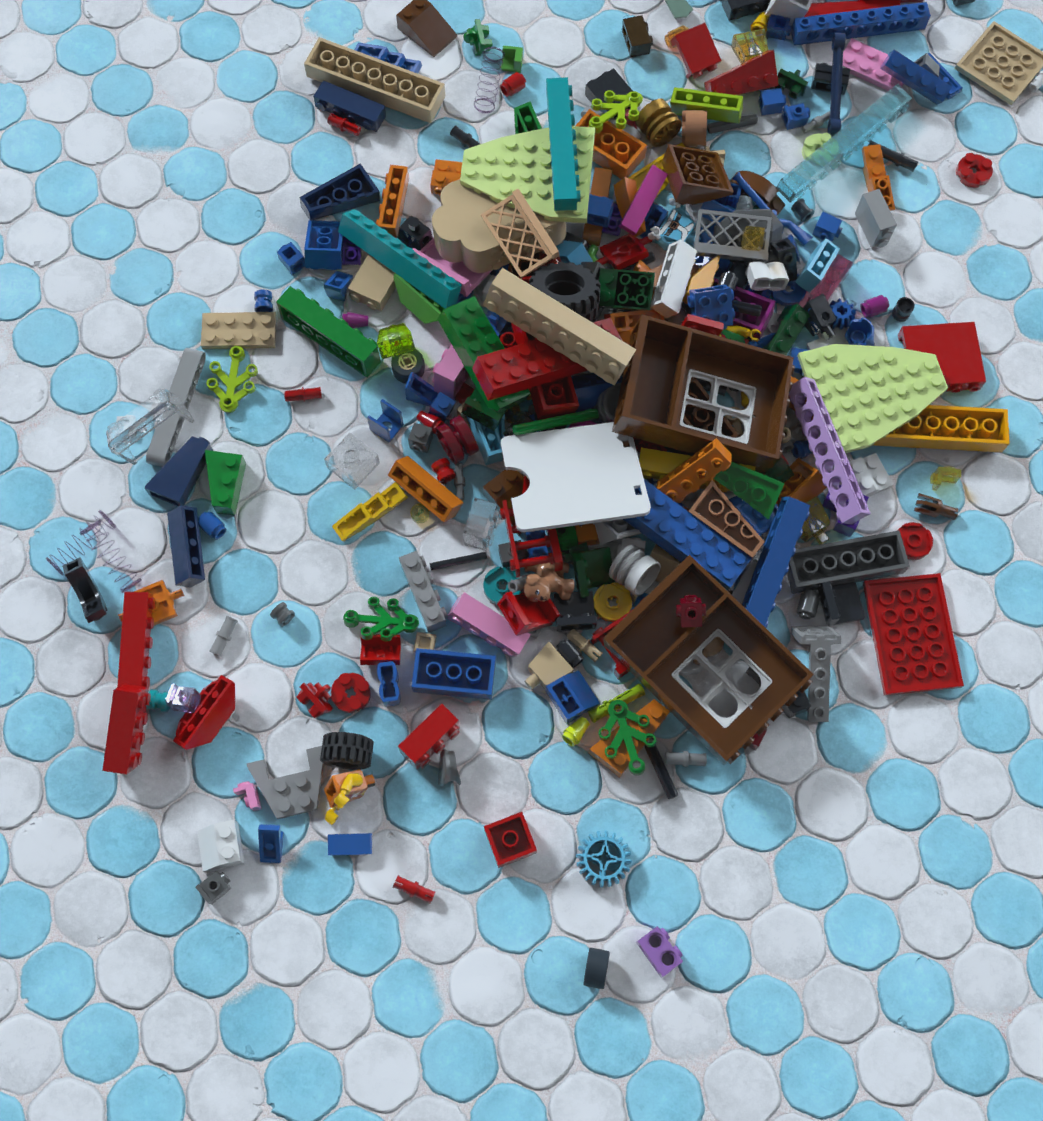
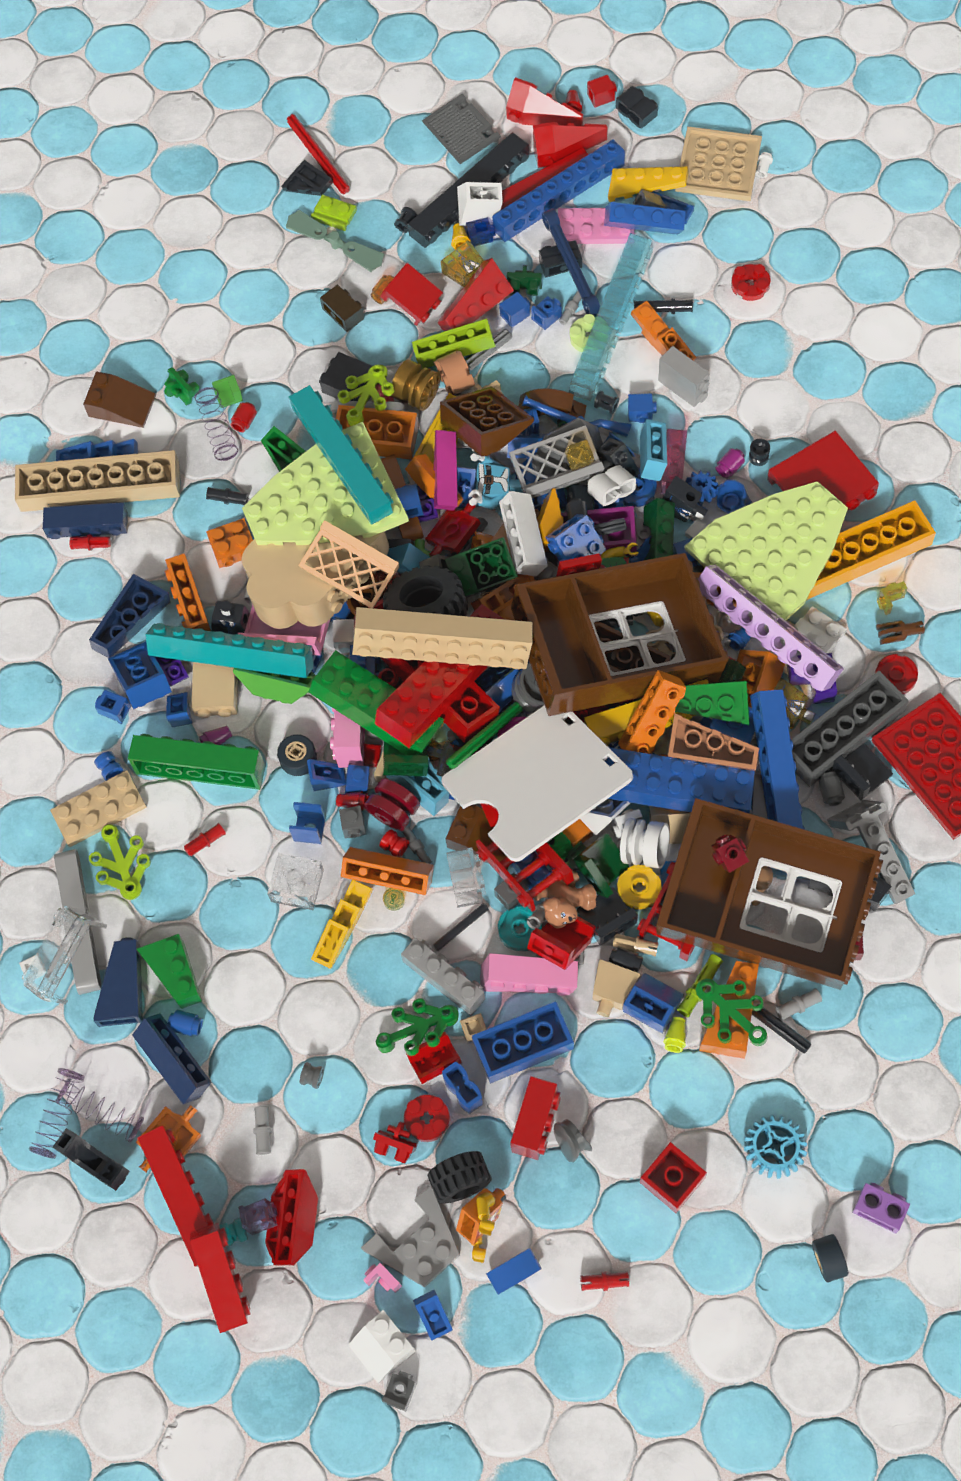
camera: 20 degrees left, 5 degrees down
(395, 341) = (272, 736): clear neon green torso -> none
(920, 42) = (631, 180): none -> yellow wing

